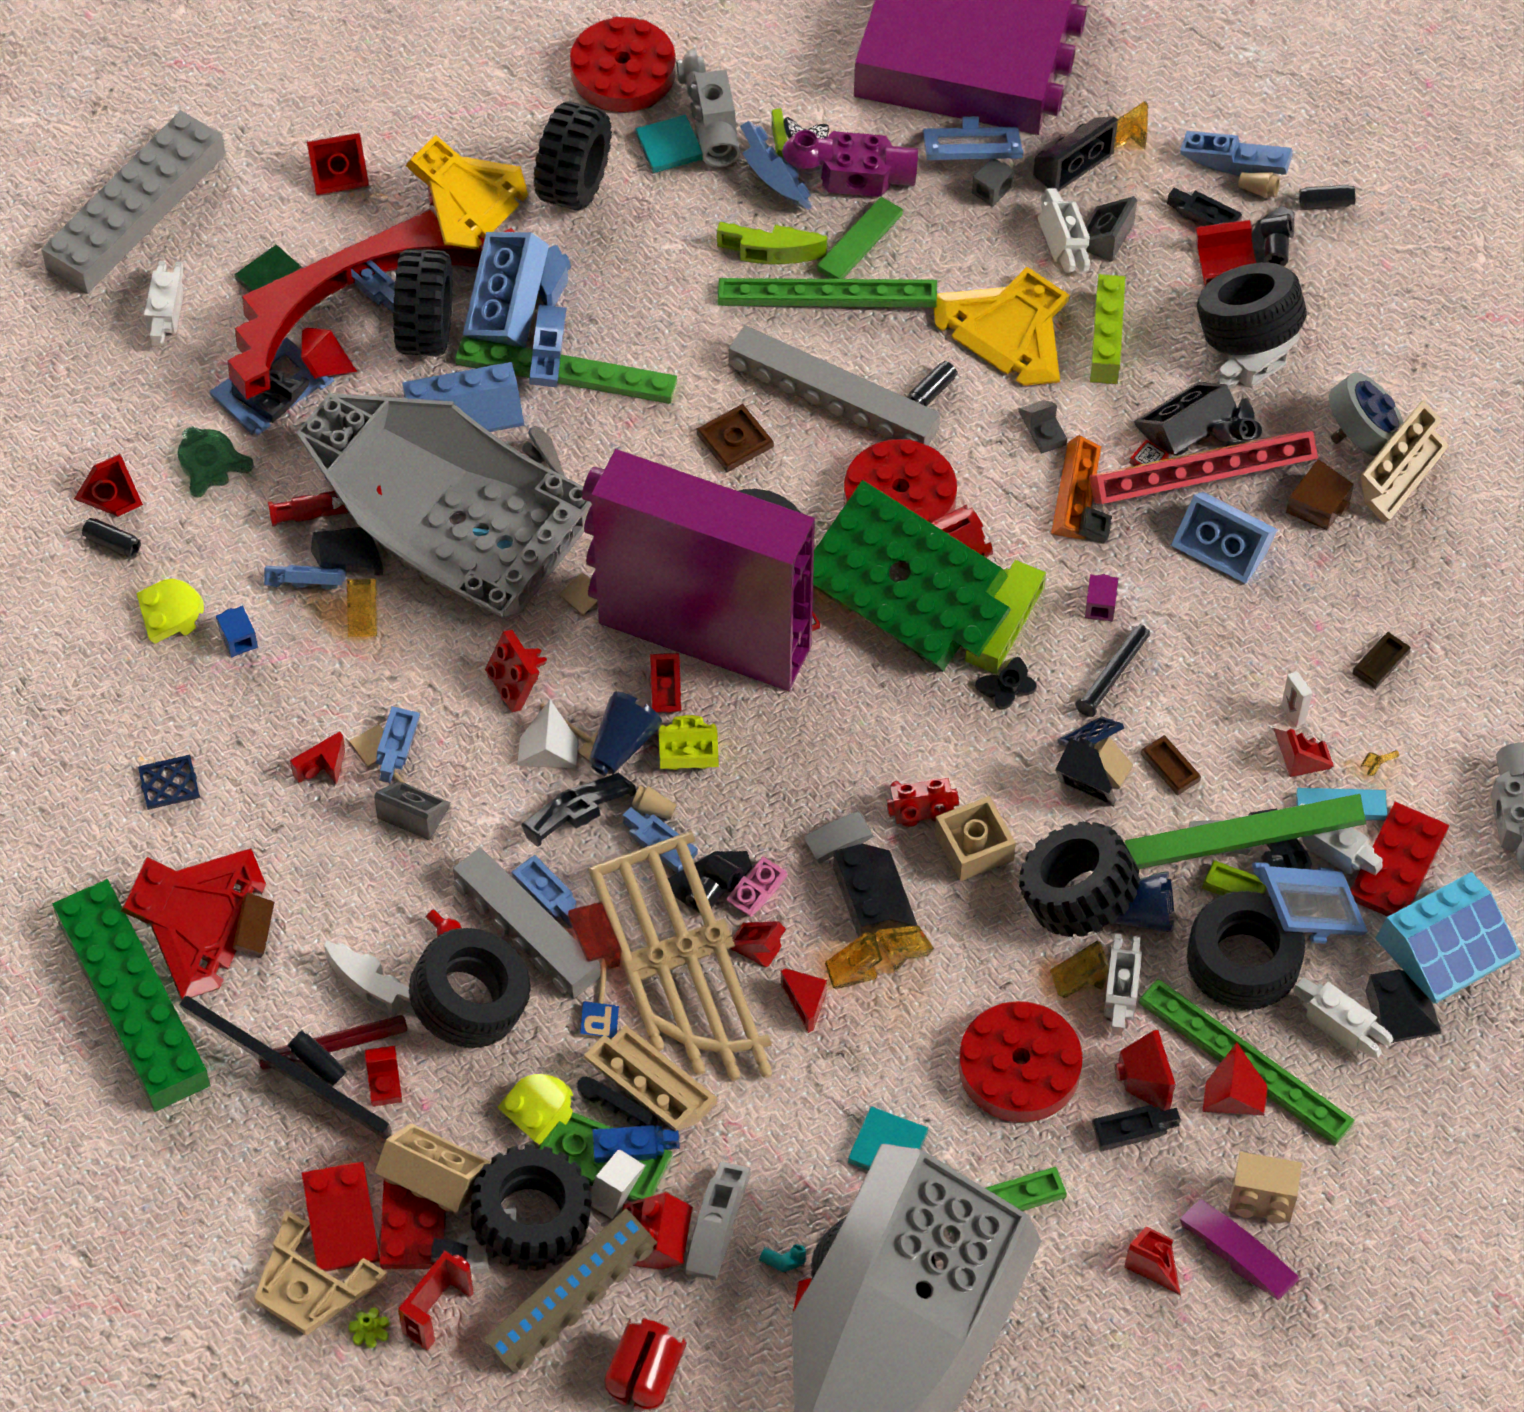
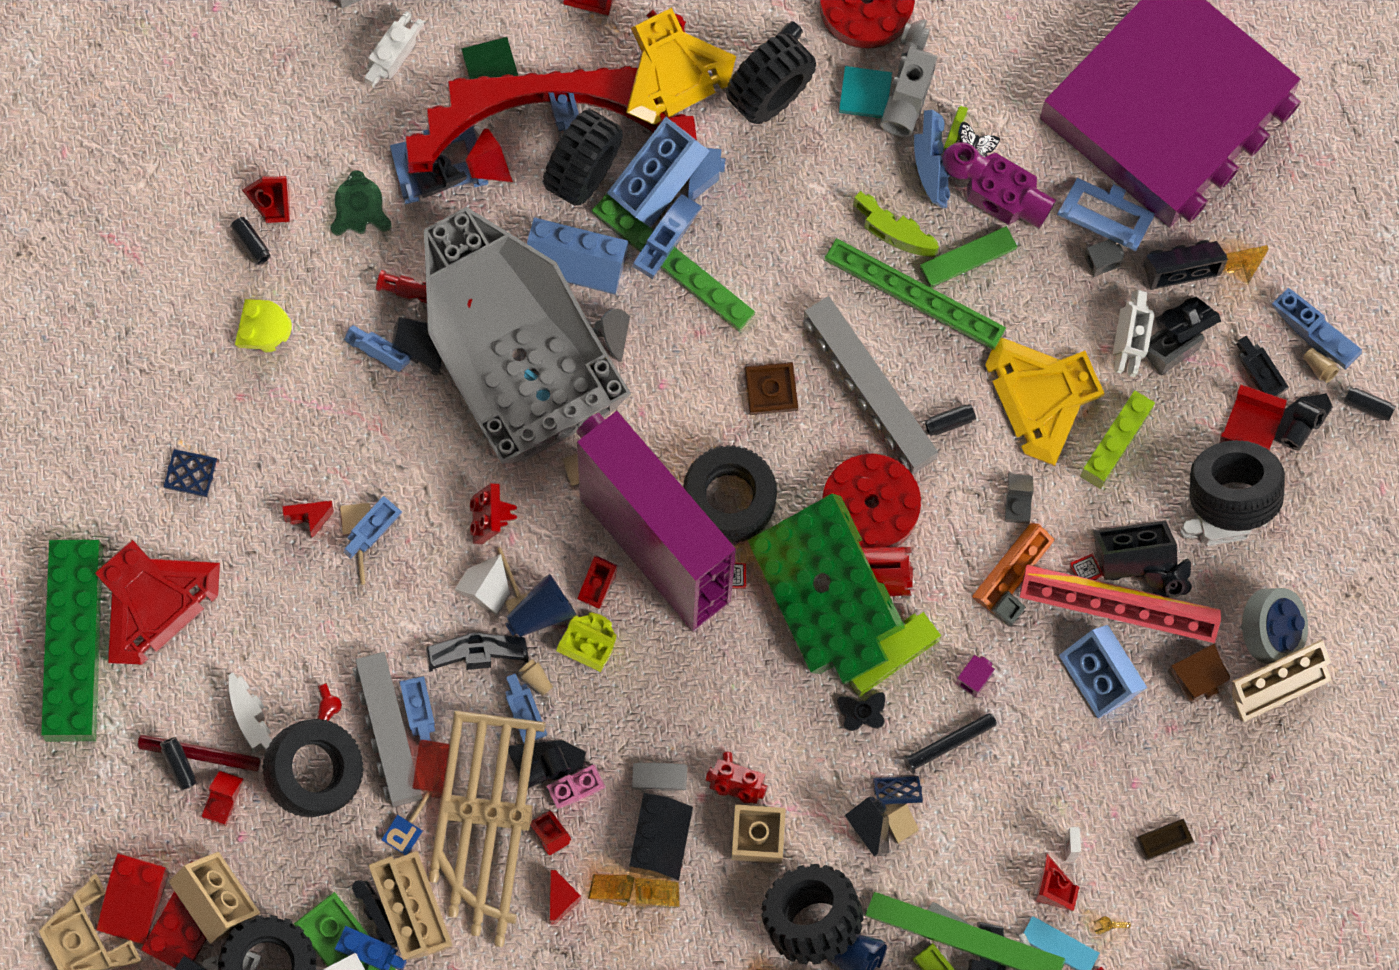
camera: 25 degrees right, 15 degrees up
(236, 631) = (302, 370): blue brick -> none
(253, 925) = (190, 627): reddish brown tile -> none
(286, 1067) = (151, 760): black tile -> none
(362, 607) = (404, 400): clear yellow slope -> none
(412, 811) = (357, 594): dark grey slope -> none
(538, 1105) = (317, 885): neon yellow slope -> none
(1109, 195) = (1187, 319): none -> black hinge
(1170, 765) = (947, 845): reddish brown tile -> none

